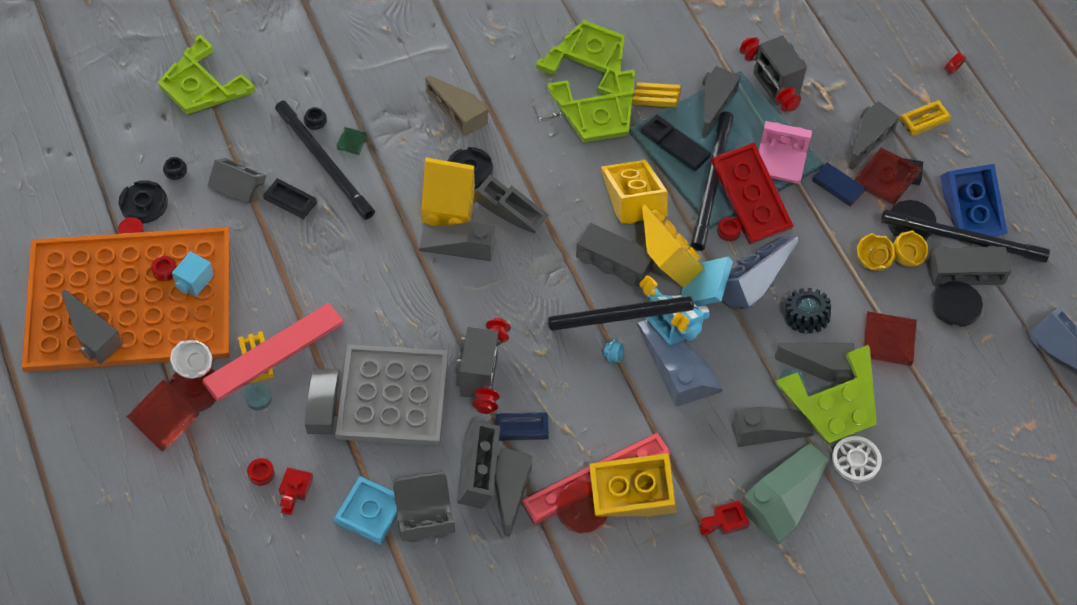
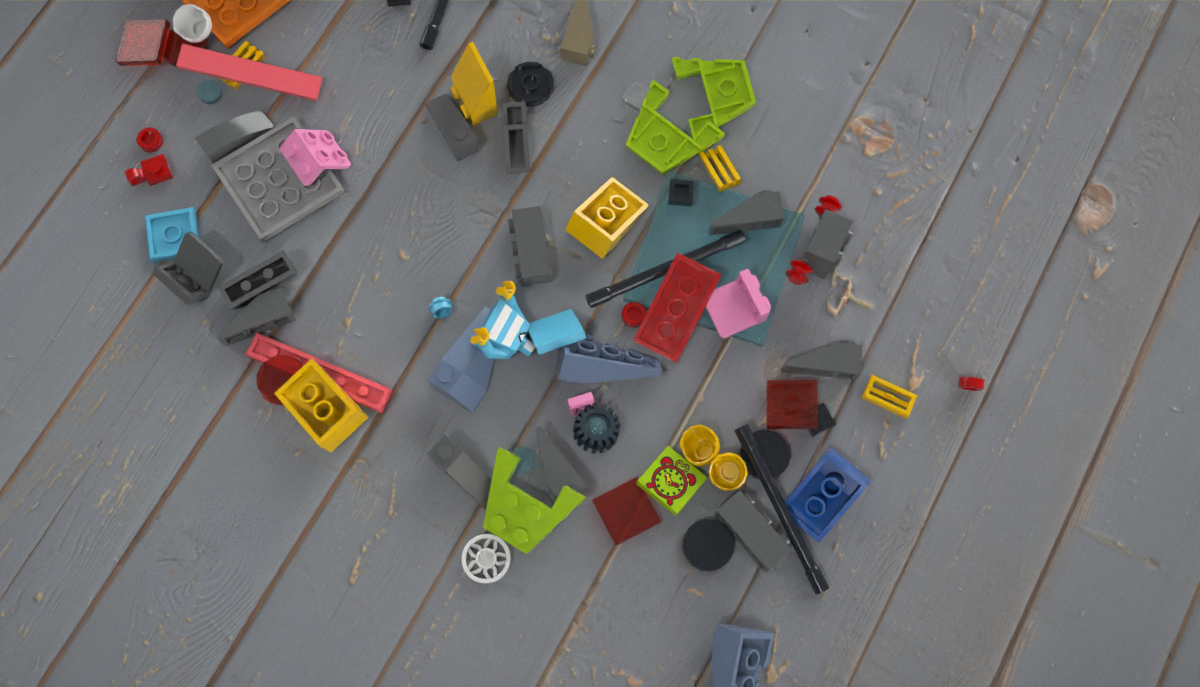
camera: 50 degrees right, 15 degrees up
(398, 352) = (312, 152): none -> bright pink bracket
(478, 363) = (344, 219): dark grey brick -> none
(523, 426) = (323, 288): dark blue tile -> none
(621, 313) = (468, 288): black axle -> none
(668, 249) = (563, 279): yellow slope -> none
(685, 149) = (680, 227): black tile -> none
(728, 517) = (352, 494): red plate -> none
(779, 308) = (579, 402): none -> bright pink tile
(784, 493) = (406, 523): sand green wedge -> none
(838, 184) = (753, 371): dark blue tile -> none
(888, 291) = (671, 480): none -> lime tile

